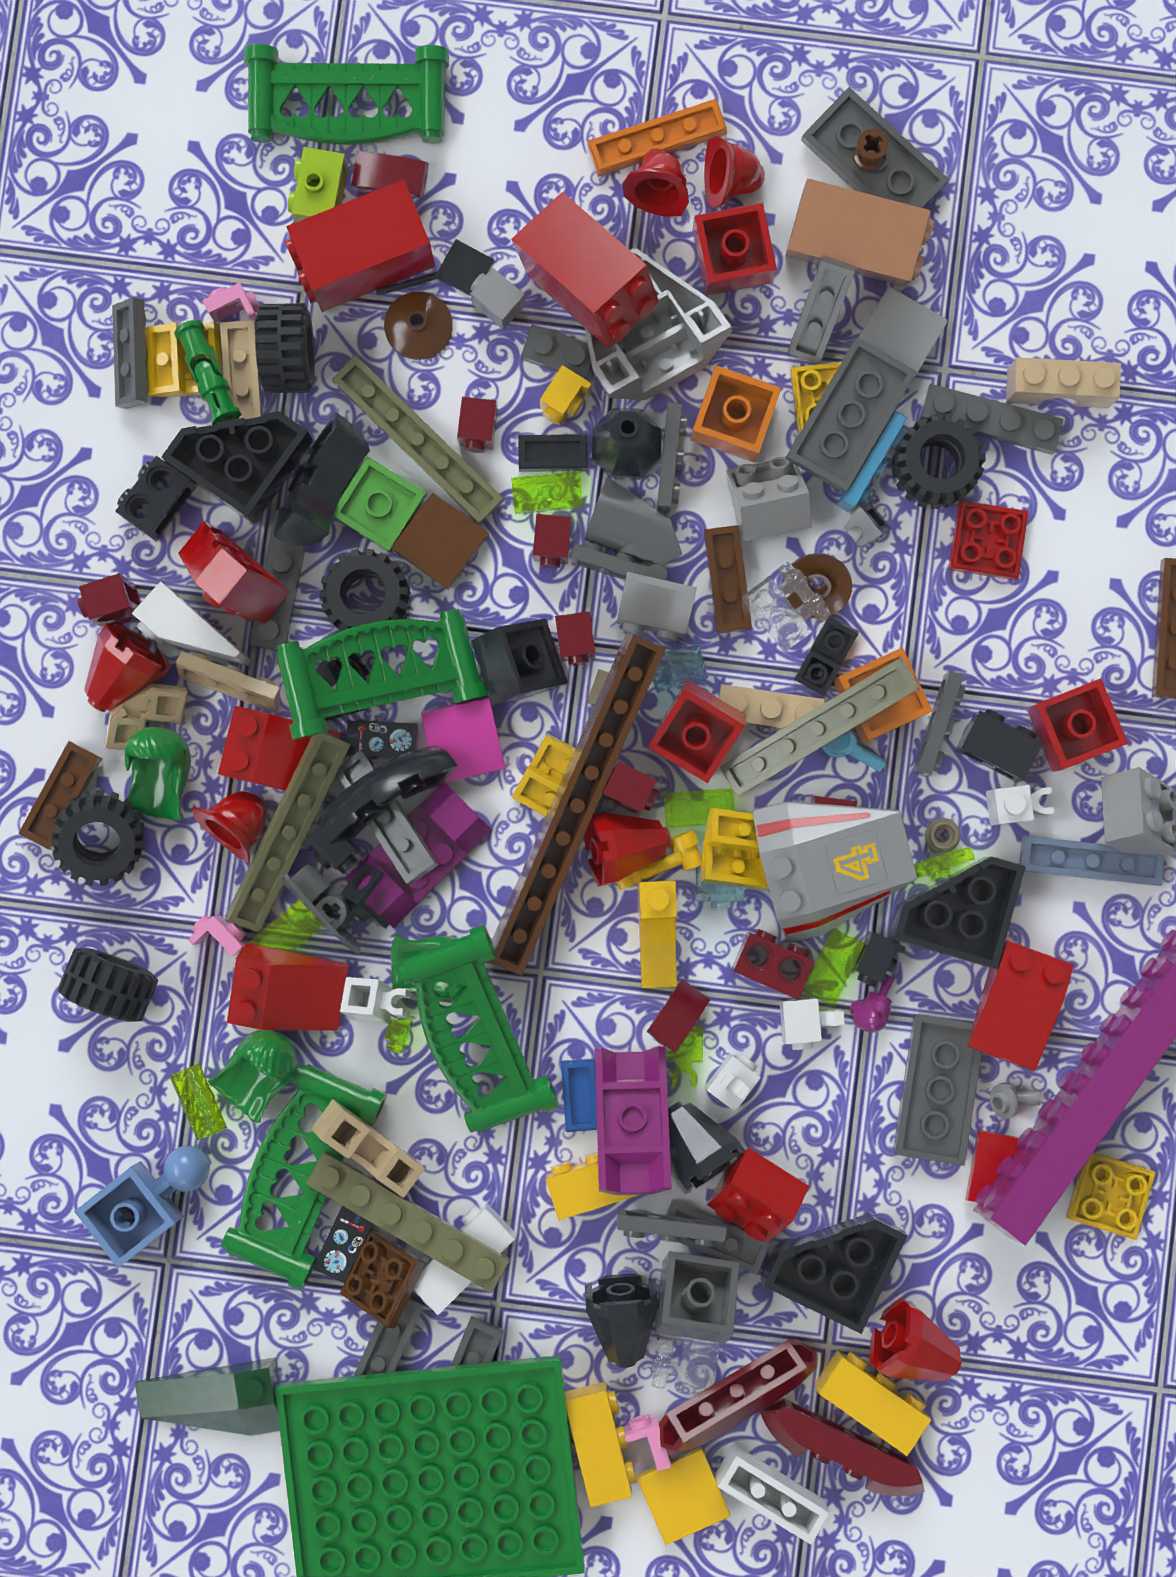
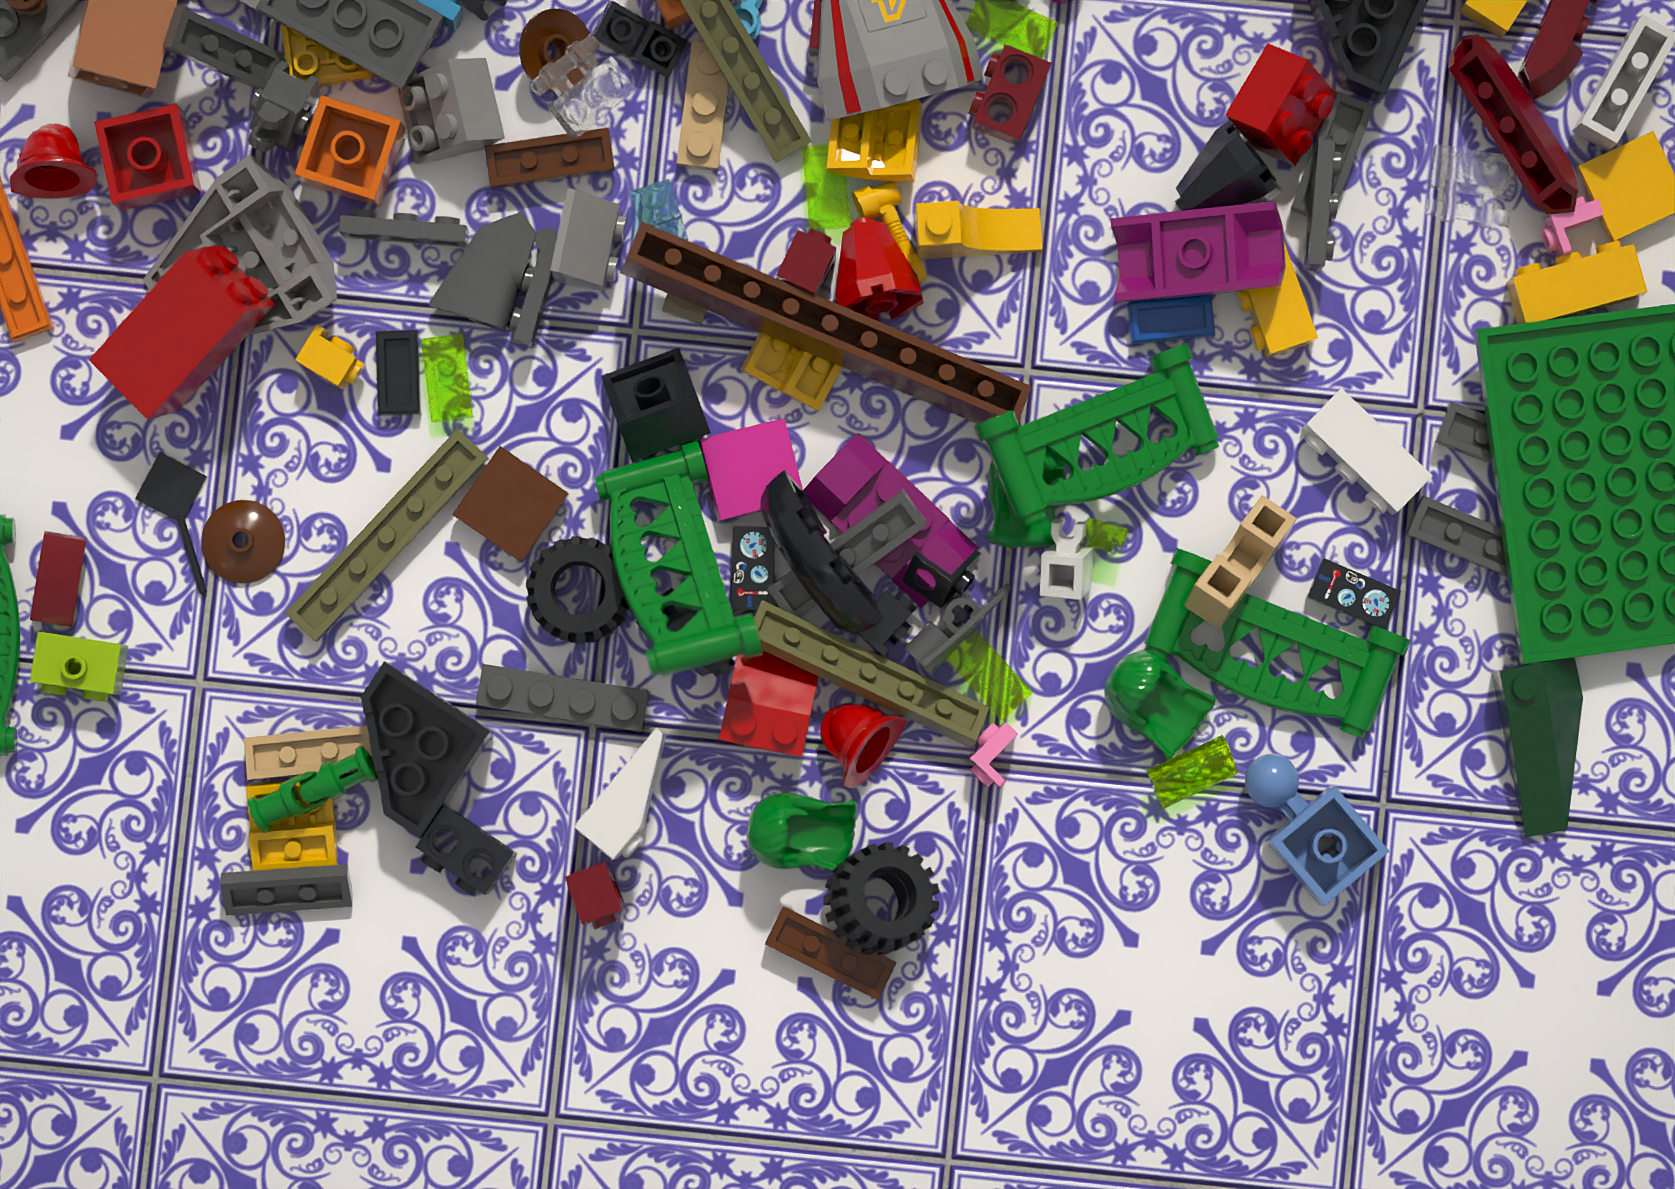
camera: 90 degrees left, 0 degrees up
(107, 985) = (1056, 878): black tyre -> none
(121, 667) = (675, 880): red cone -> none
(152, 703) = (717, 842): tan tile -> none
(228, 301) = (220, 774): bright pink bracket -> none
(229, 681) = (687, 753): tan plate -> none
(231, 575) = (559, 750): red brick -> none
(285, 348) = (282, 692): black tyre -> none
(286, 990) = (1057, 668): red slope -> none
(320, 485) = (443, 650): black brick -> none
(359, 246) = (153, 607): red brick -> none
(378, 504) = (467, 580): bright green plate -> none
(382, 1278) = (1392, 543): reddish brown tile -> none
(408, 1221) = (1324, 513): olive plate -> none
(477, 424) = (367, 462): dark red brick -> none
(497, 298) = (210, 444): light grey brick -> none
(551, 540) = (507, 369): dark red brick -> none
(554, 350) = (274, 370): dark grey plate -> none
(575, 638) = (625, 338): dark red brick -> none
(622, 1315) = (1427, 260): black cone -> none
(626, 443) = (393, 298): black cone -> none
(658, 185) = (67, 249): red piece -> none
(678, 1016) = (1074, 203): dark red slope -> none
(689, 1052) = (1110, 196): clear neon green plate -> none
(697, 731) = (735, 187): red brick -> none
(697, 1297) = (1401, 173): dark grey brick -> none
(719, 895) = (930, 158): clear light blue bracket -> none
(733, 1080) = (1148, 138): white brick -> none
(770, 357) = (282, 110): none -> dark grey hinge
(803, 1021) = (1076, 58): white brick -> none

